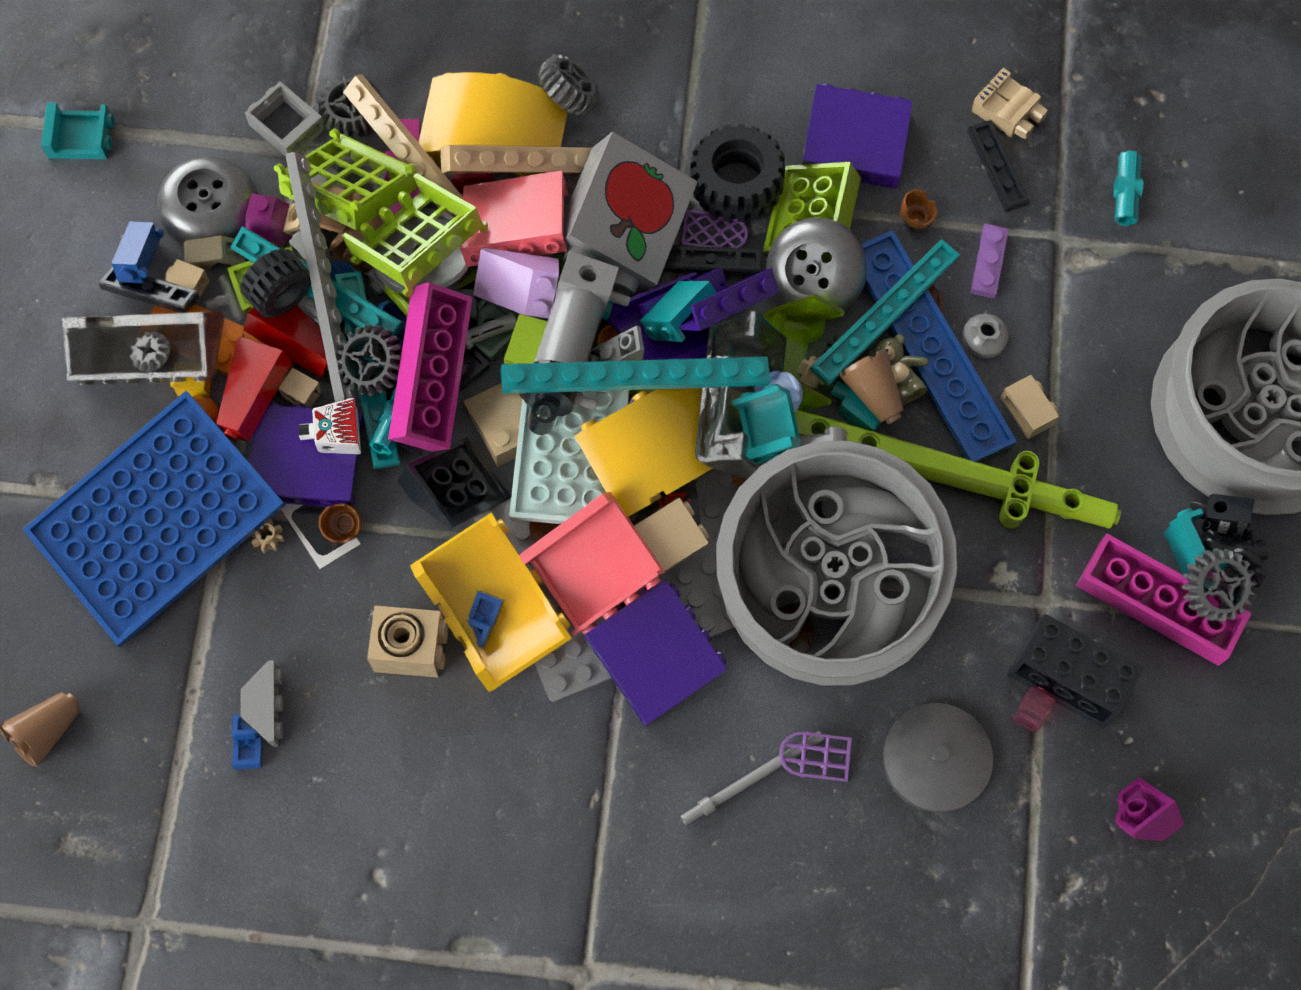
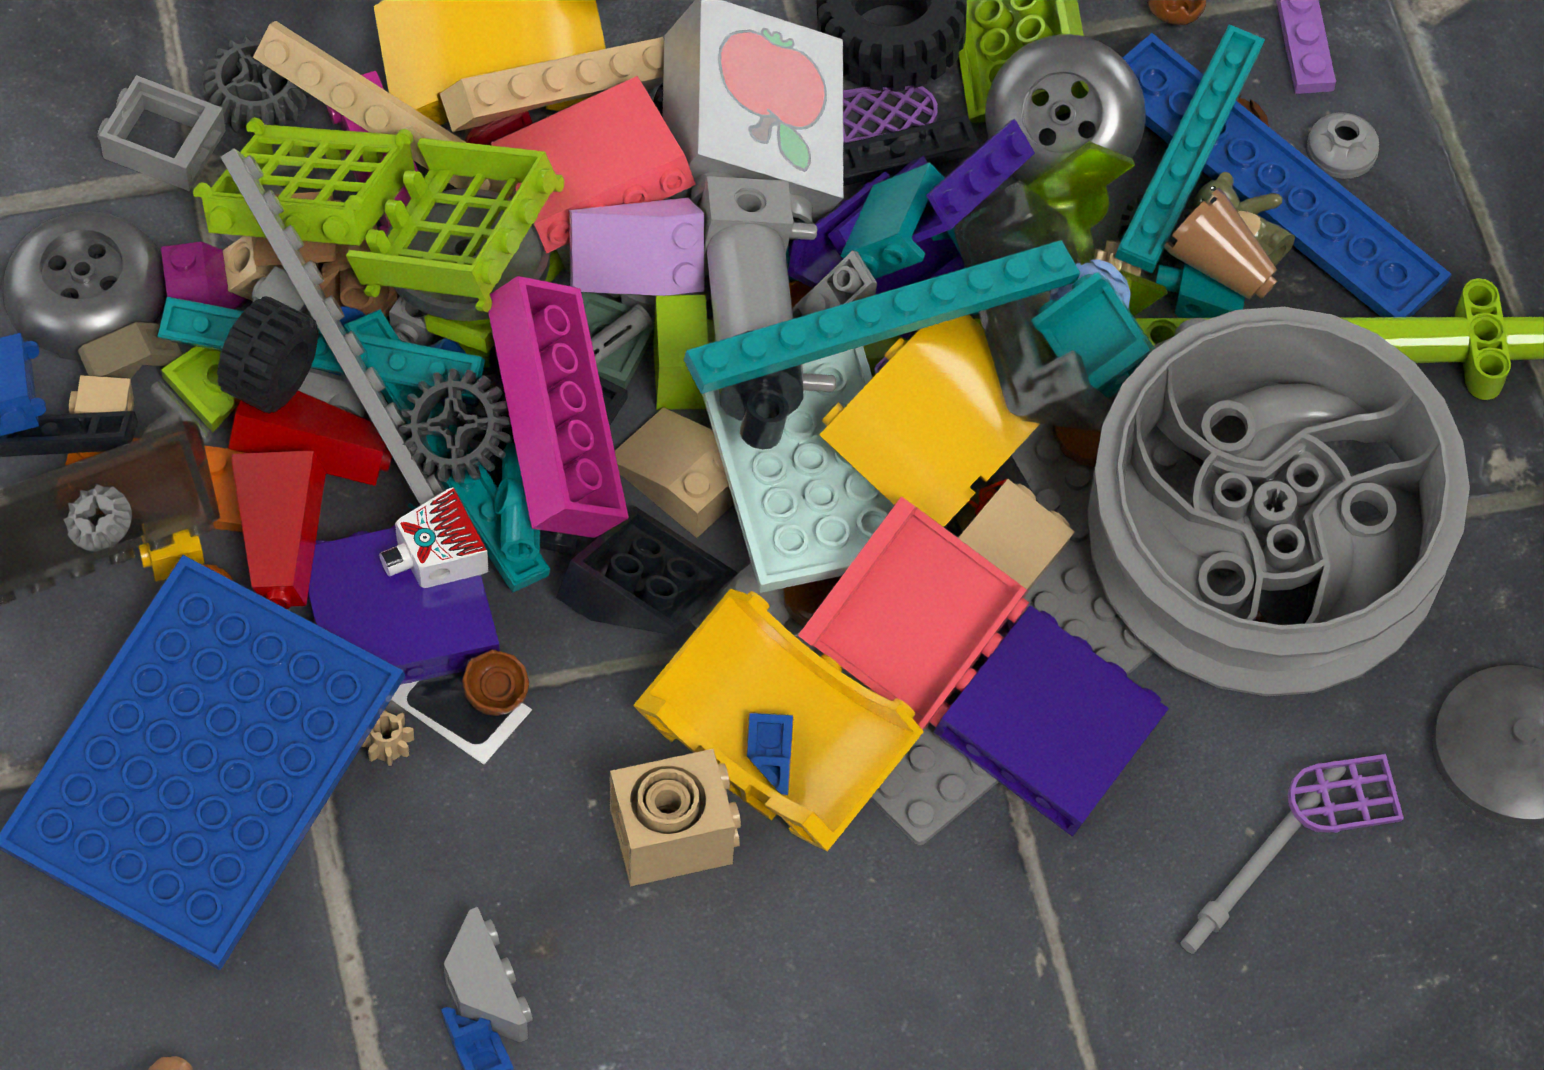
camera: 20 degrees left, 10 degrees down
(299, 389) = (348, 510): tan brick -> none
(1030, 406) = (1449, 222): tan piece -> none

